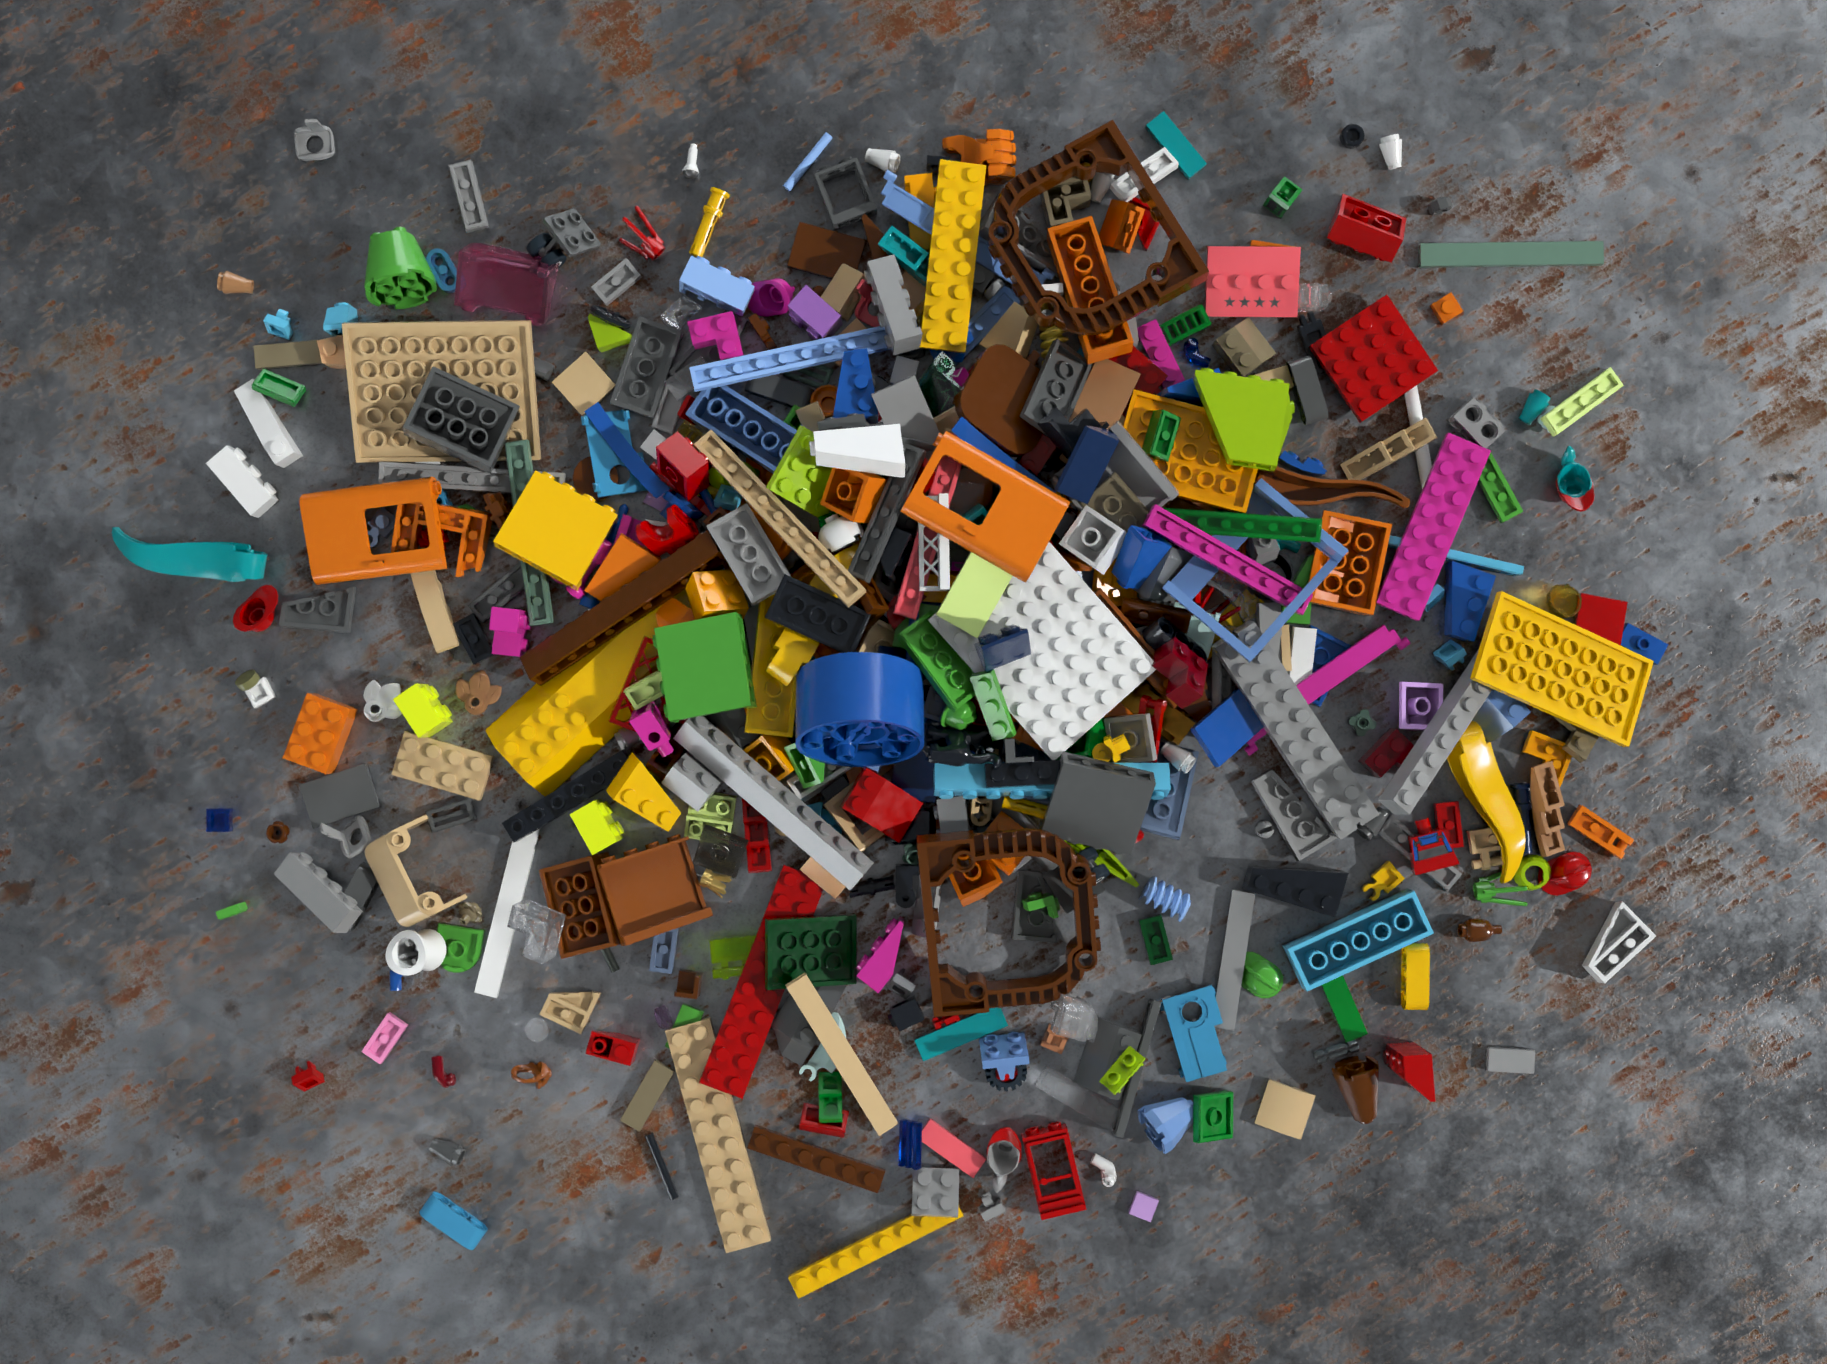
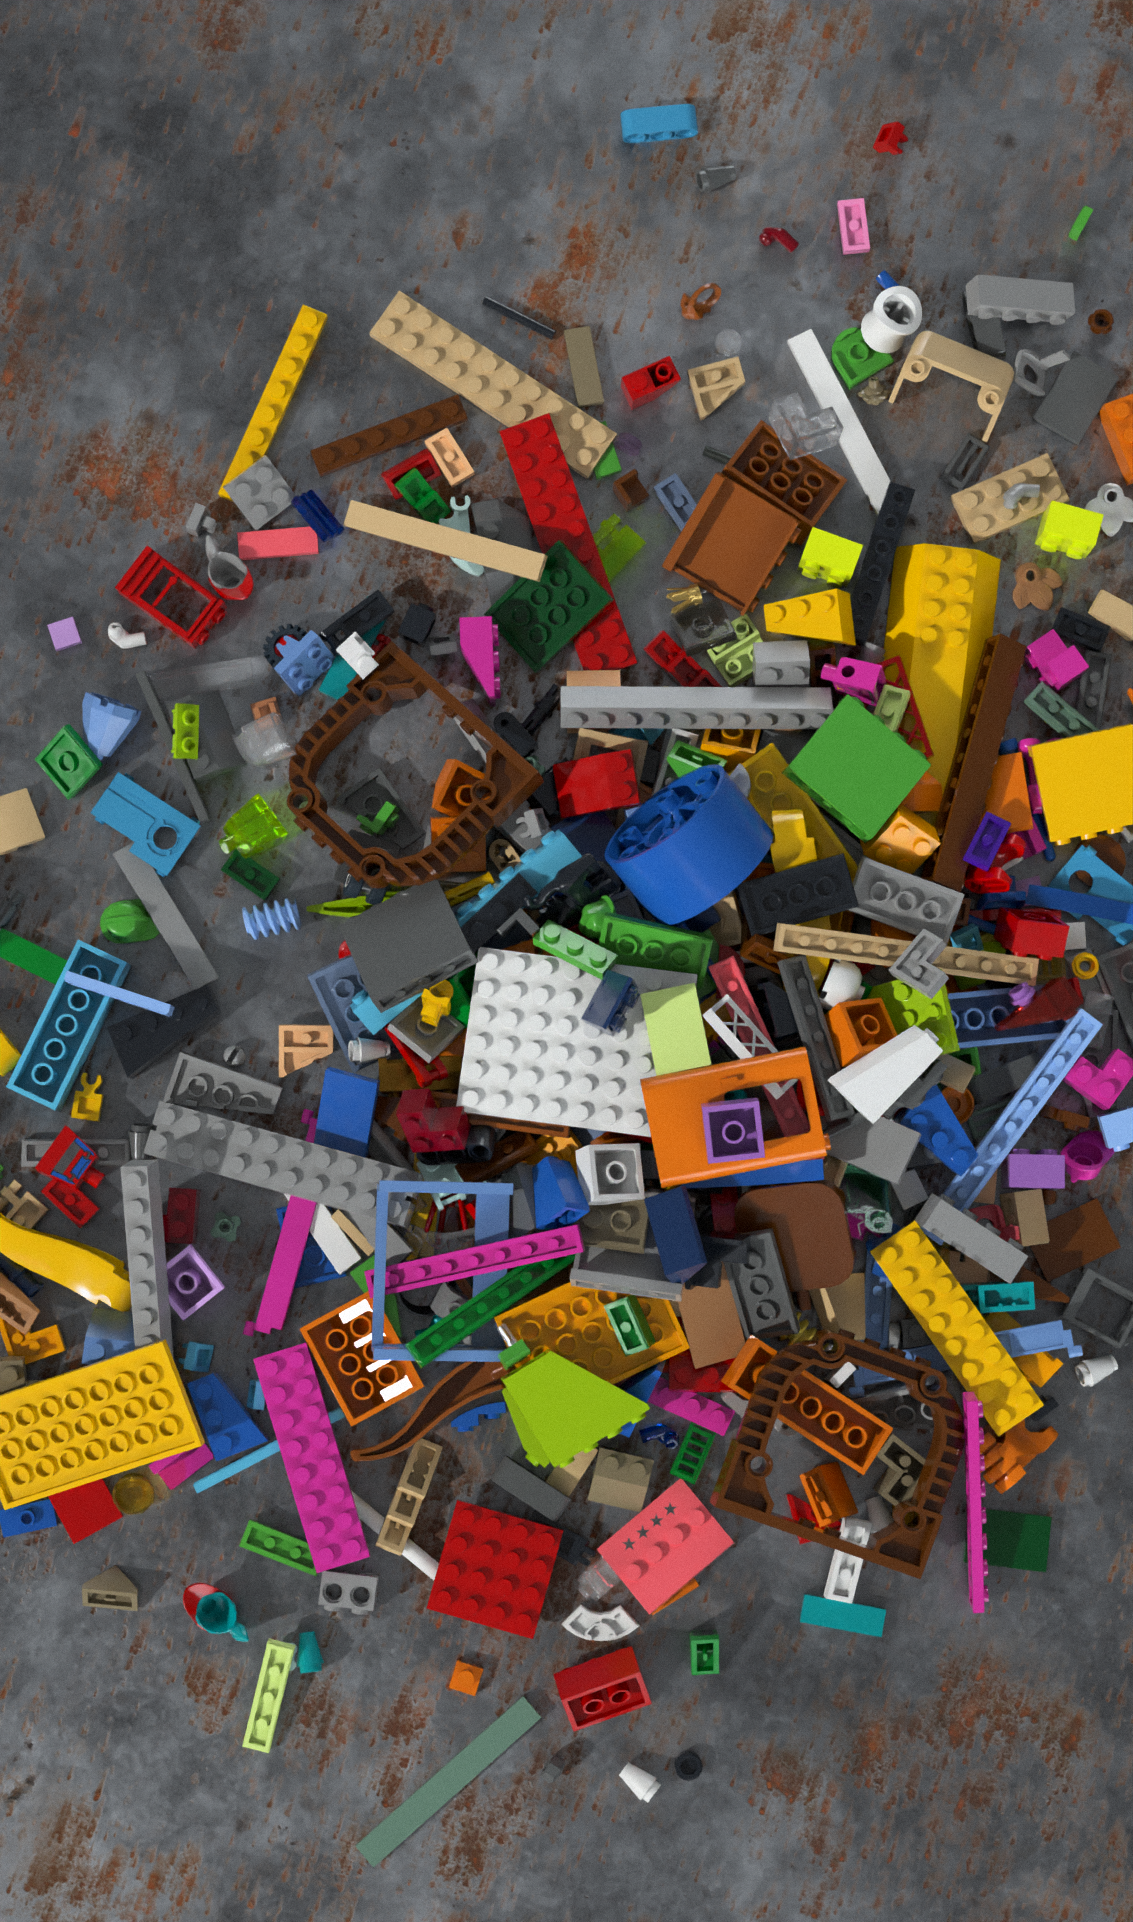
camera: 135 degrees right, 5 degrees down
(434, 764) = (1019, 491): none -> light grey arm
(660, 548) = (986, 841): none -> dark purple plate
(662, 411) = (1091, 960): none -> yellow plate
(712, 409) = (1050, 1003): none -> clear red slope
(725, 430) = (1021, 994): none -> medium lavender plate
(782, 503) = (916, 967): none -> light grey plate
(787, 724) = (741, 779): none -> white tile
(789, 1109) = (449, 457): none -> light nougat plate
(944, 812) = (536, 823): none -> light grey tile
(945, 1048) = (359, 619): none -> black plate
(964, 1025) = (358, 655): none -> white brick
(996, 495) = (733, 1130): none -> medium lavender brick
(1030, 145) = (974, 1512): none -> dark pink plate
(1031, 103) = (1015, 1540): none -> dark green tile
(1130, 968) = (252, 829): none -> clear neon green torso
(1215, 798) = (303, 1045): none -> light nougat wing
(1252, 478) = (516, 1349): none -> bright green piece
(1311, 931) = (119, 993): none -> light blue tile
(1334, 269) = (600, 1625): none -> white tile
(1522, 591) = (182, 1465): none -> dark pink panel
(1627, 553) = (110, 1590): none -> dark tan slope

